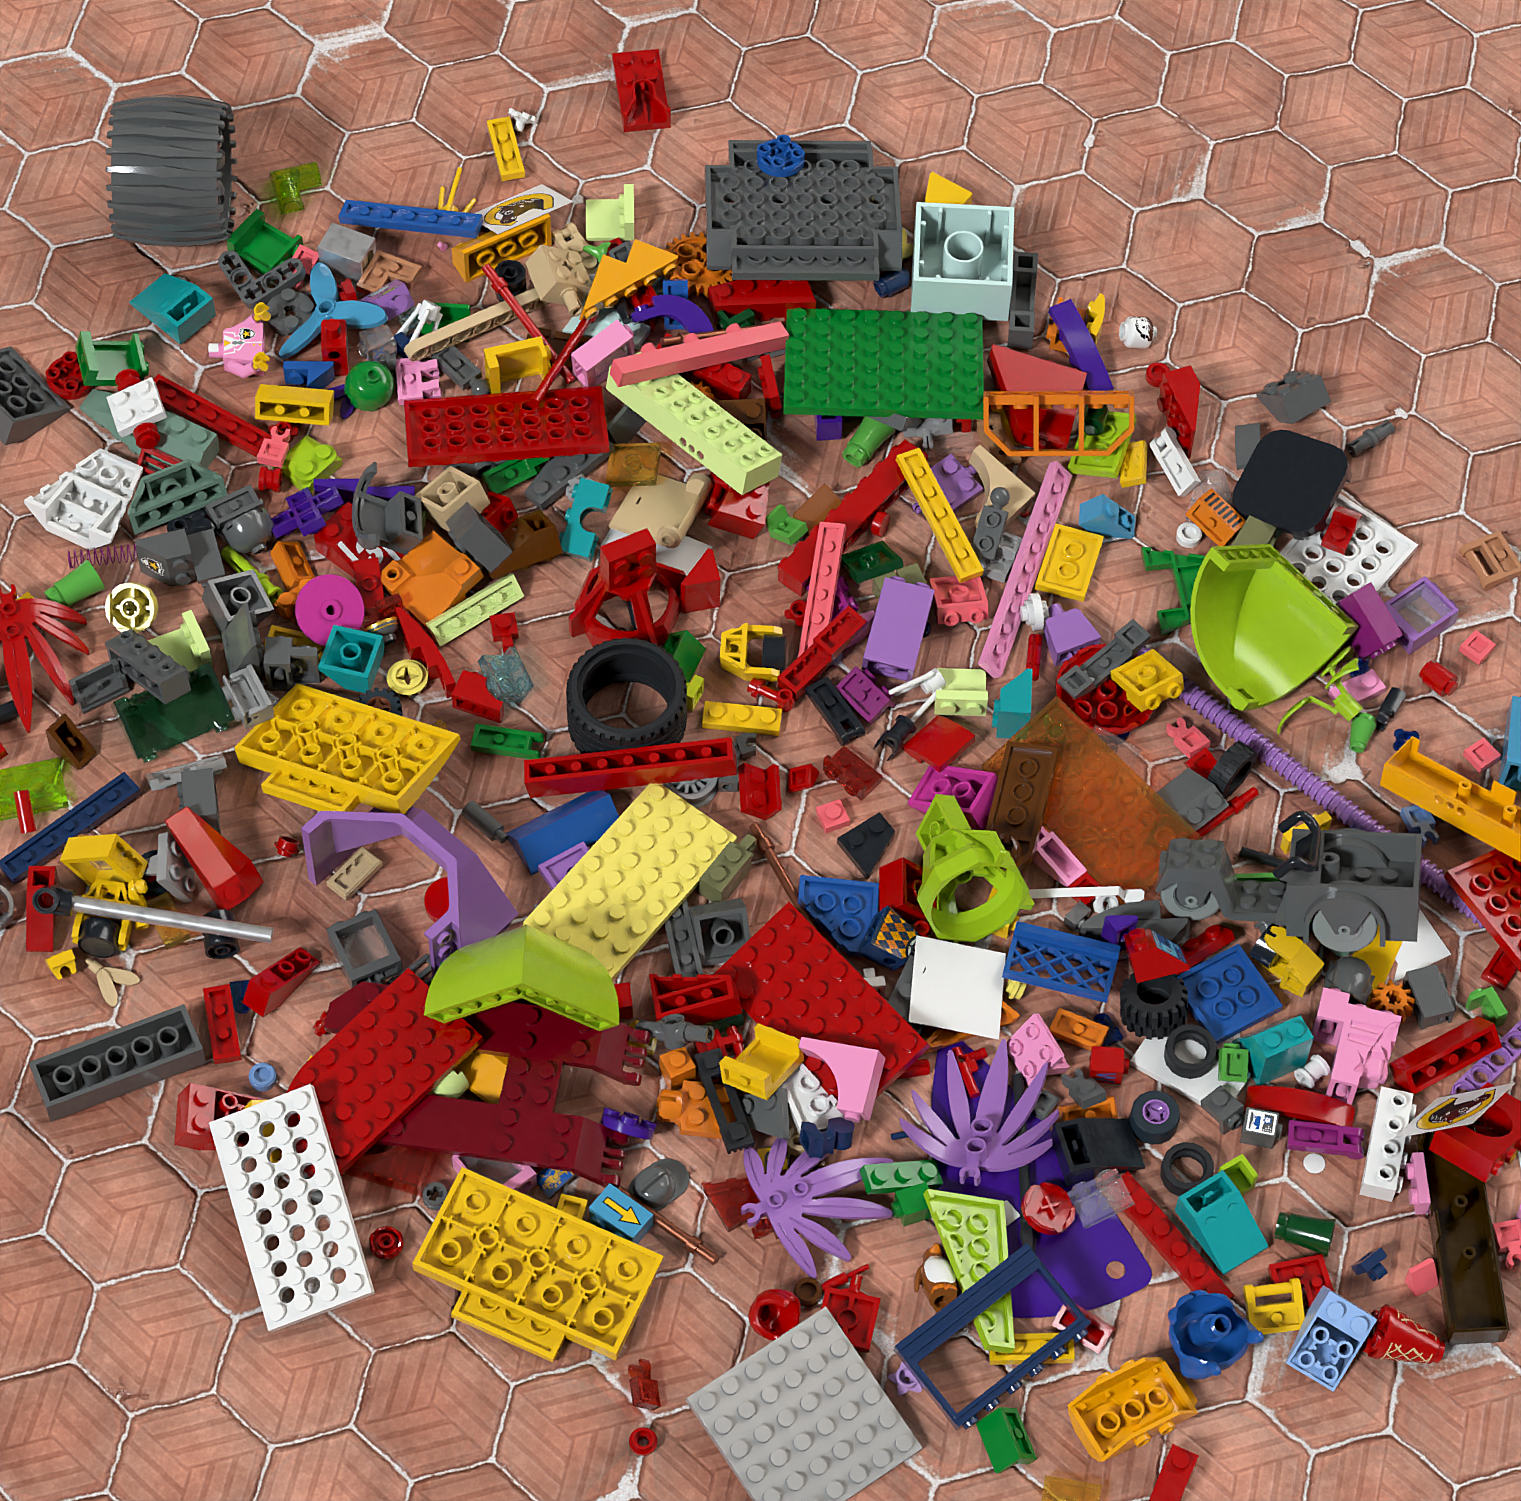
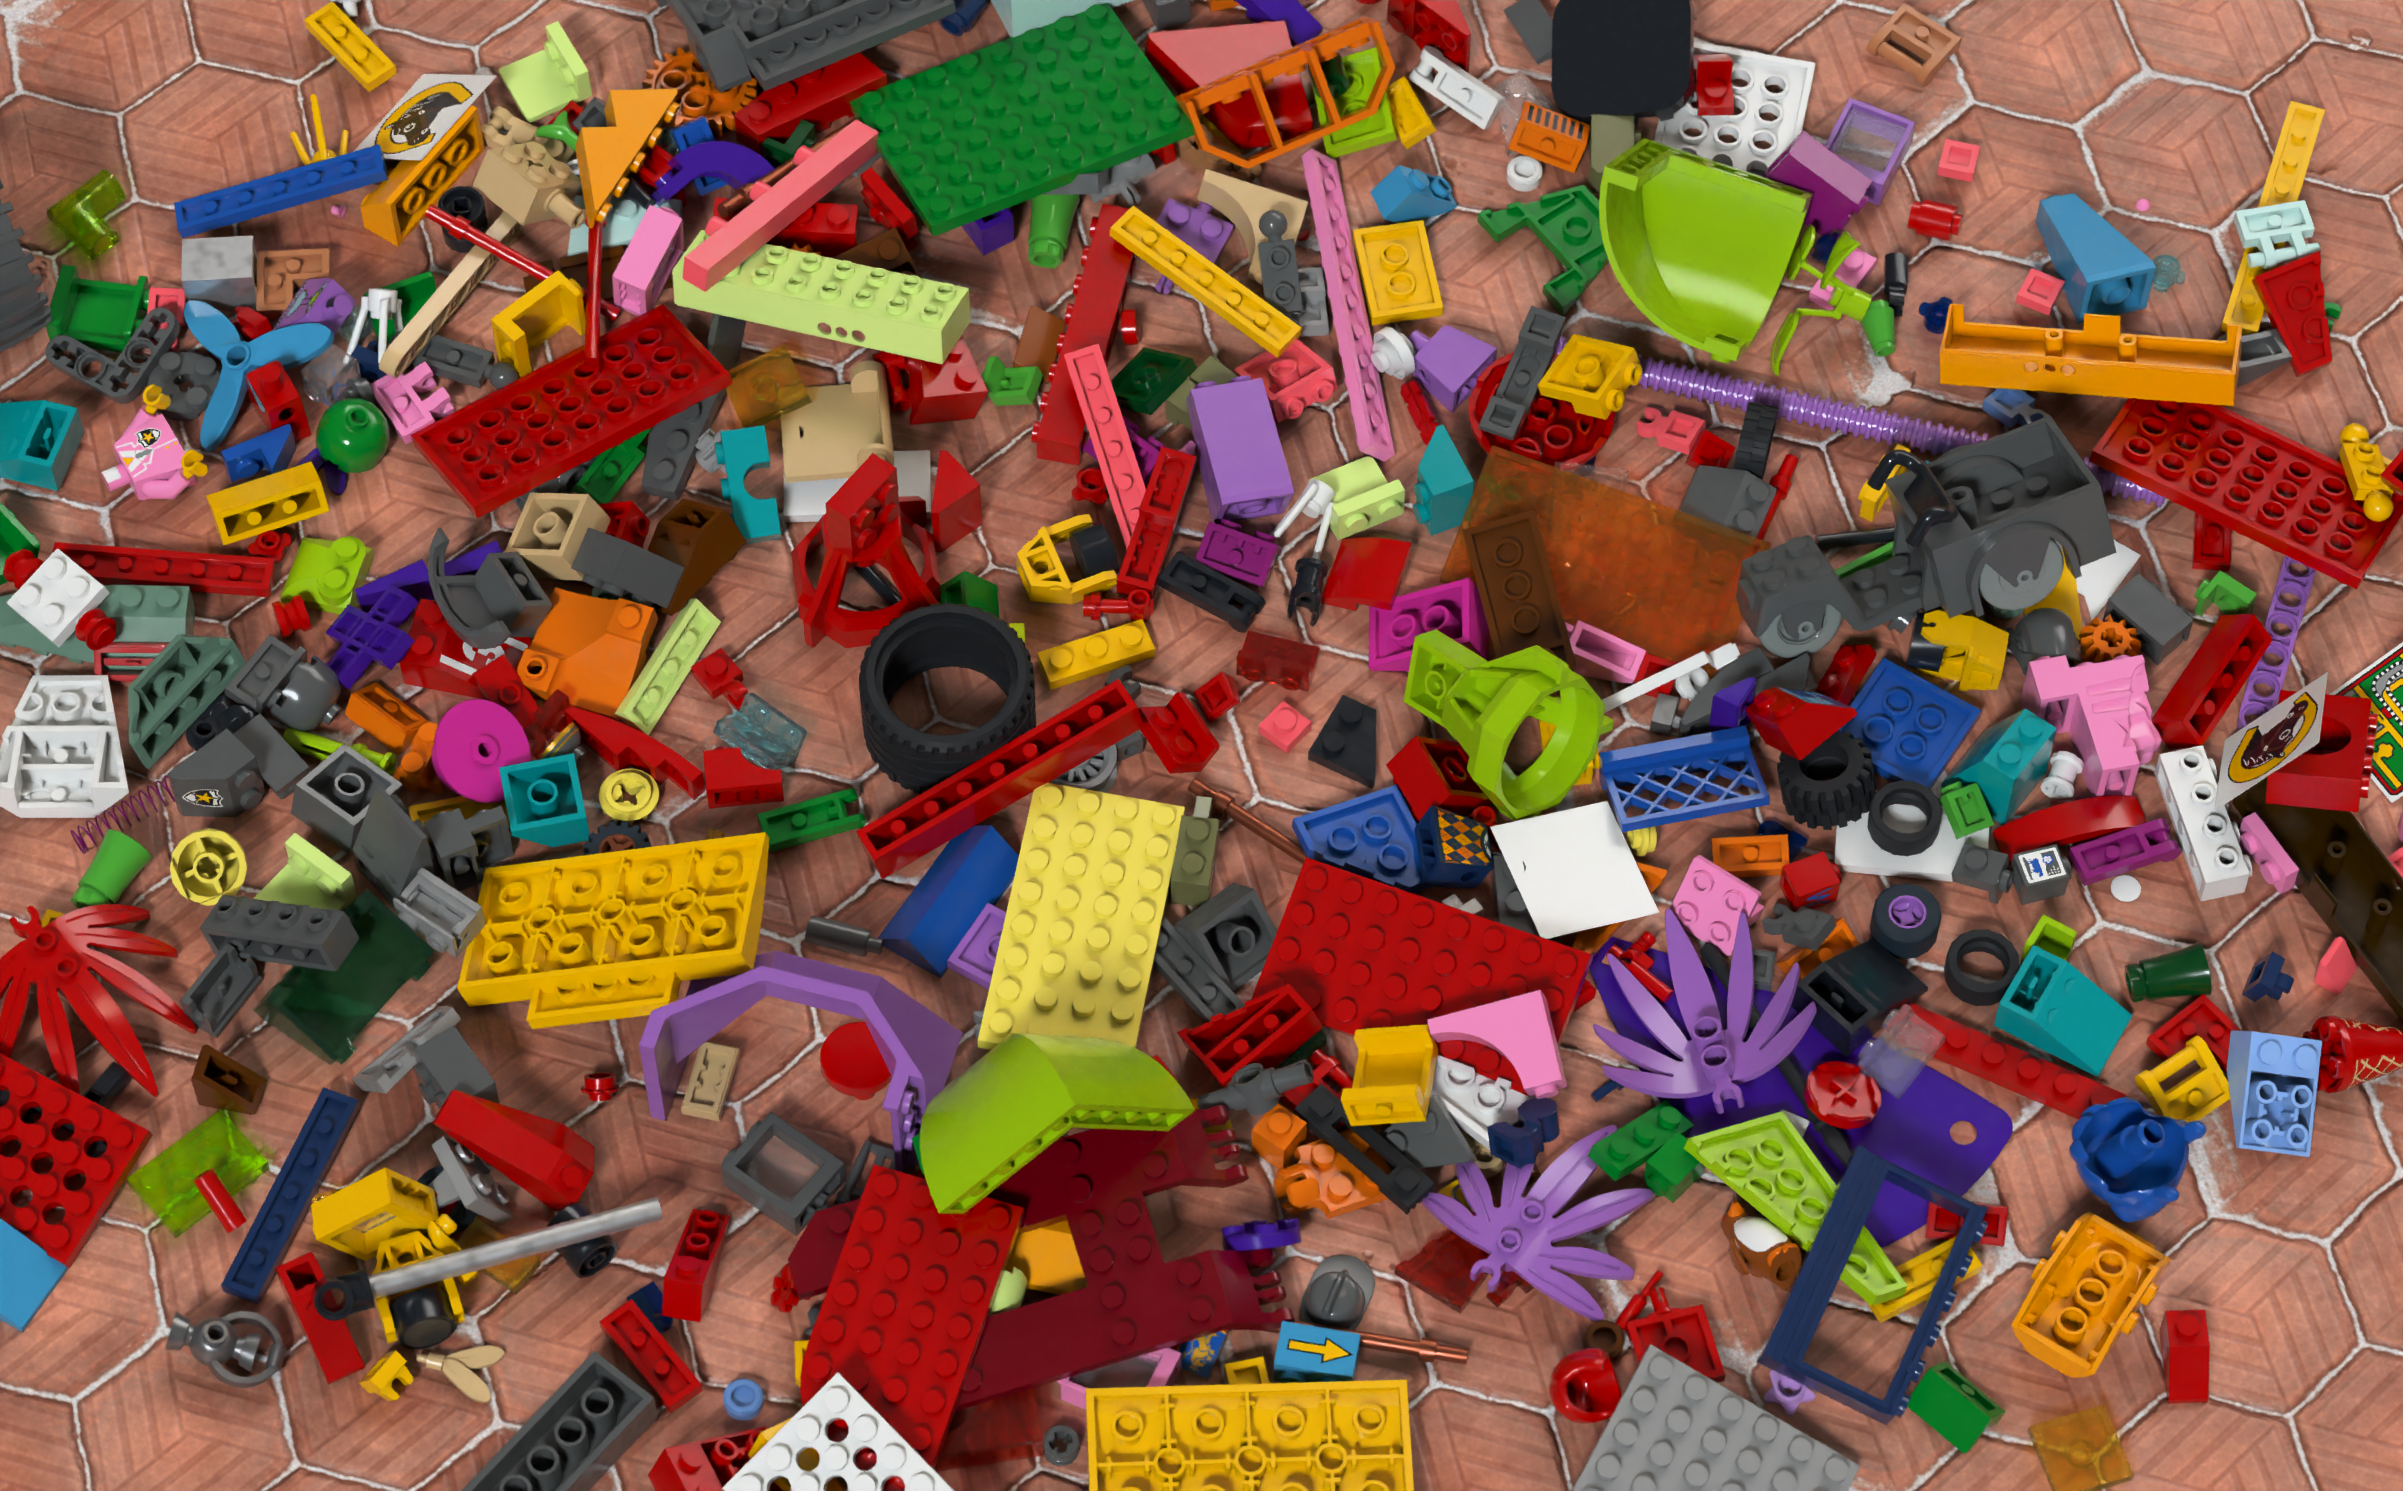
camera: 25 degrees left, 0 degrees up
(274, 450) = (277, 573): coral plate -> none

